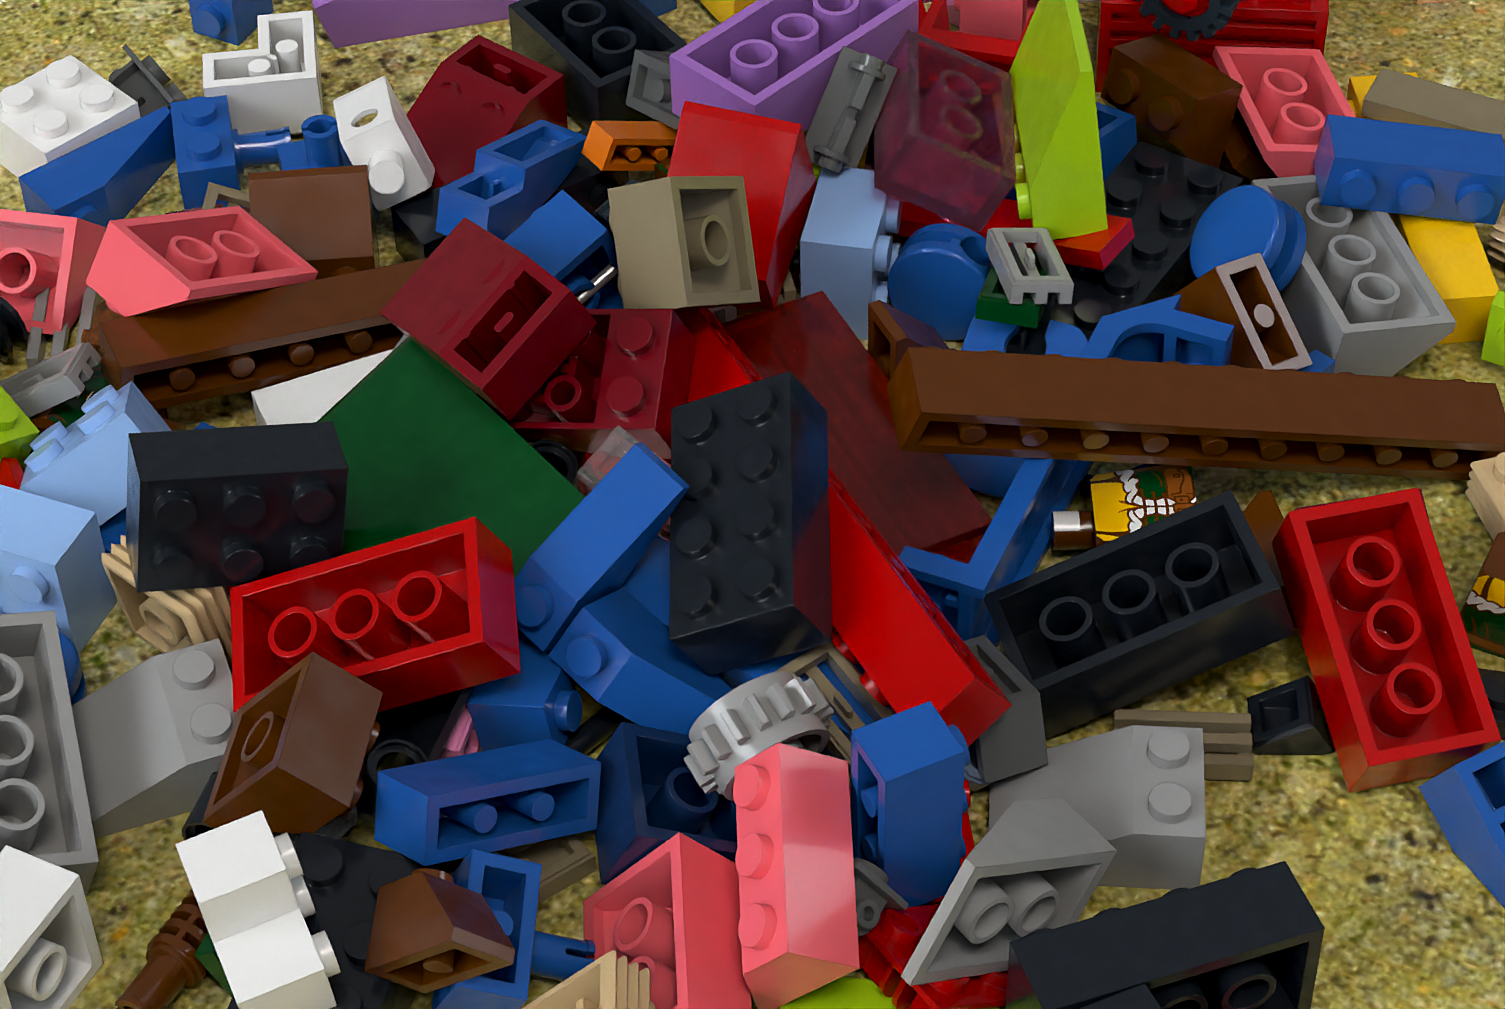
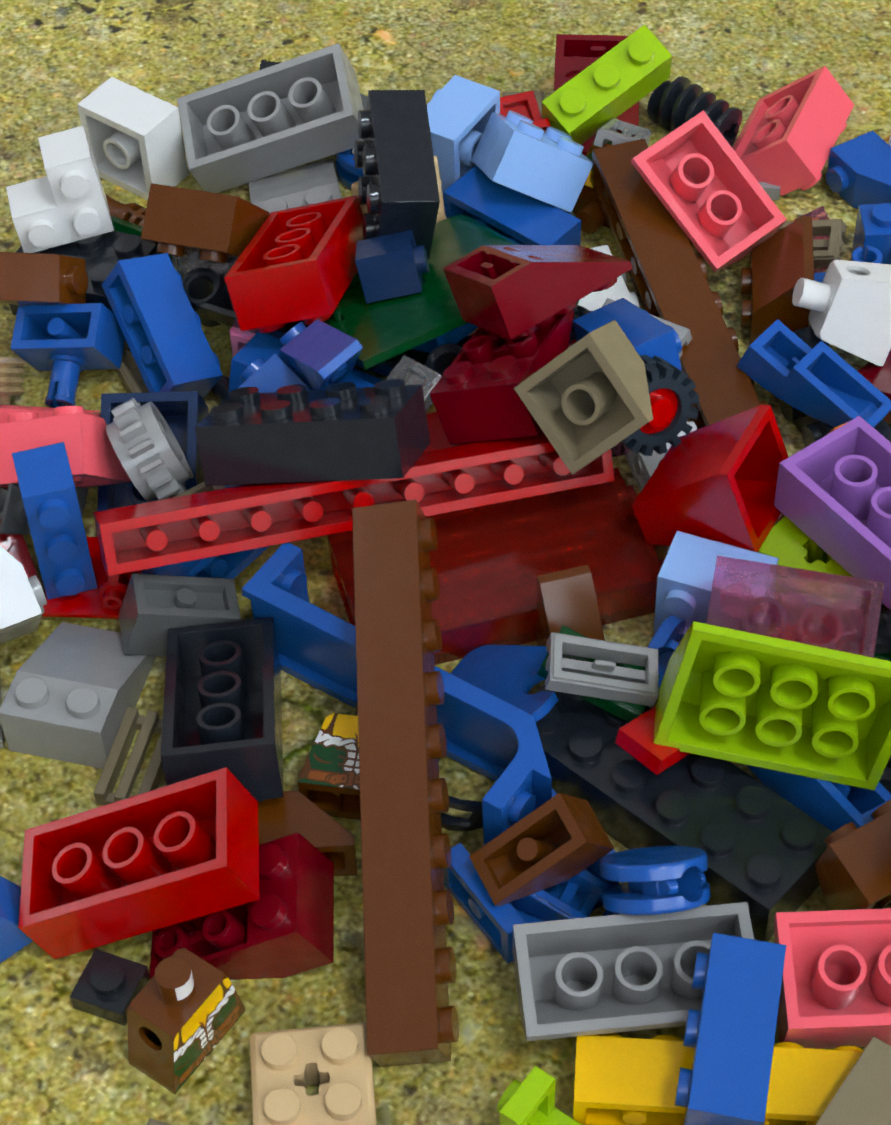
camera: 100 degrees right, 5 degrees up
(382, 510) = (391, 266): none -> dark blue brick
(848, 109) = (817, 551): dark grey hinge -> none

